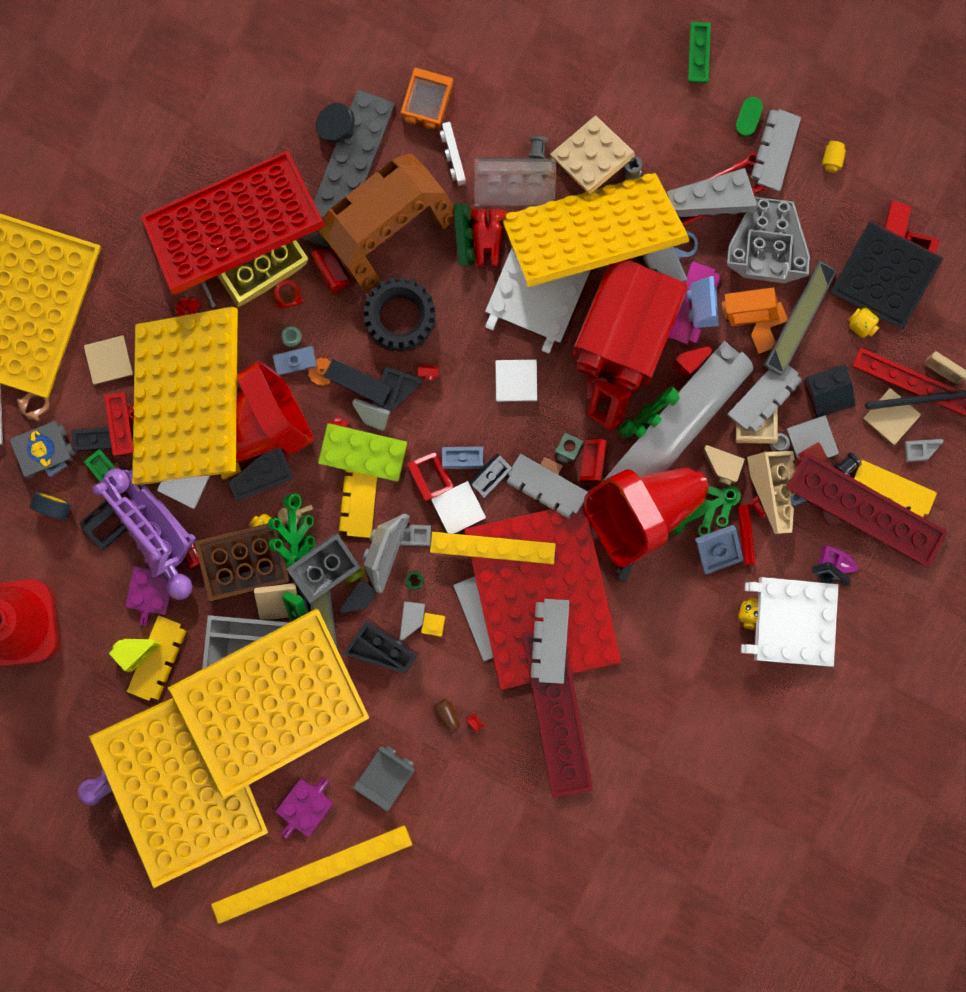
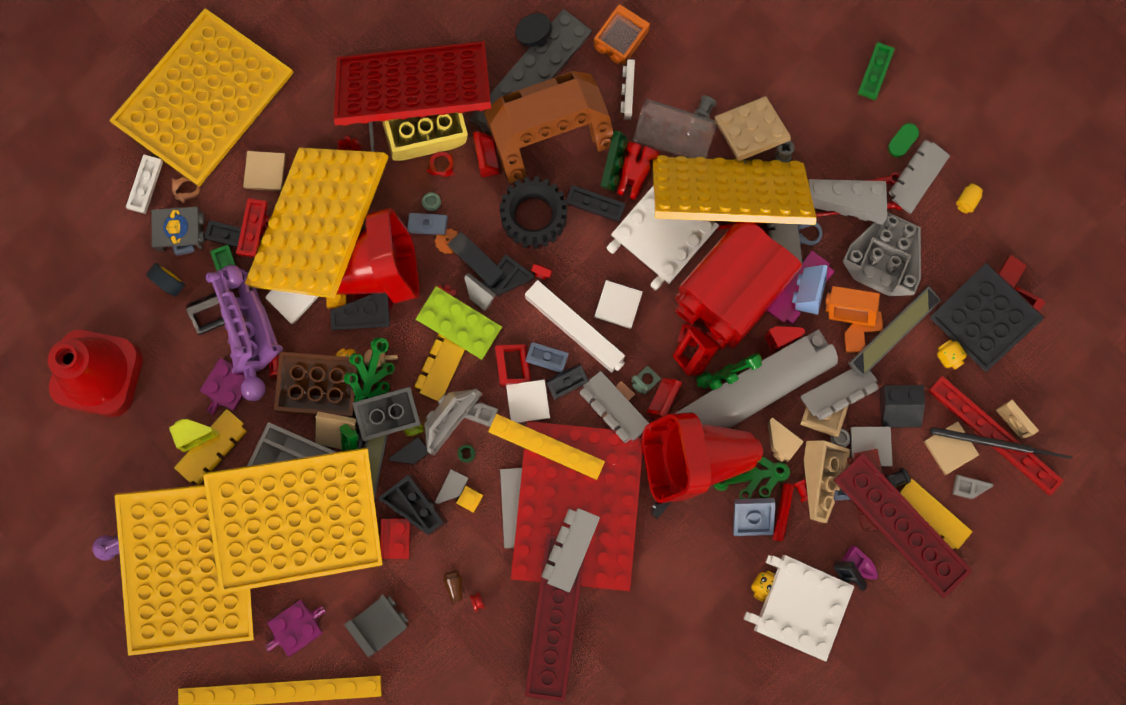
camera: 20 degrees right, 5 degrees down
(372, 687) = (395, 539): none -> red plate
(458, 284) = (595, 203): none -> black plate
(480, 417) = (575, 327): none -> white brick

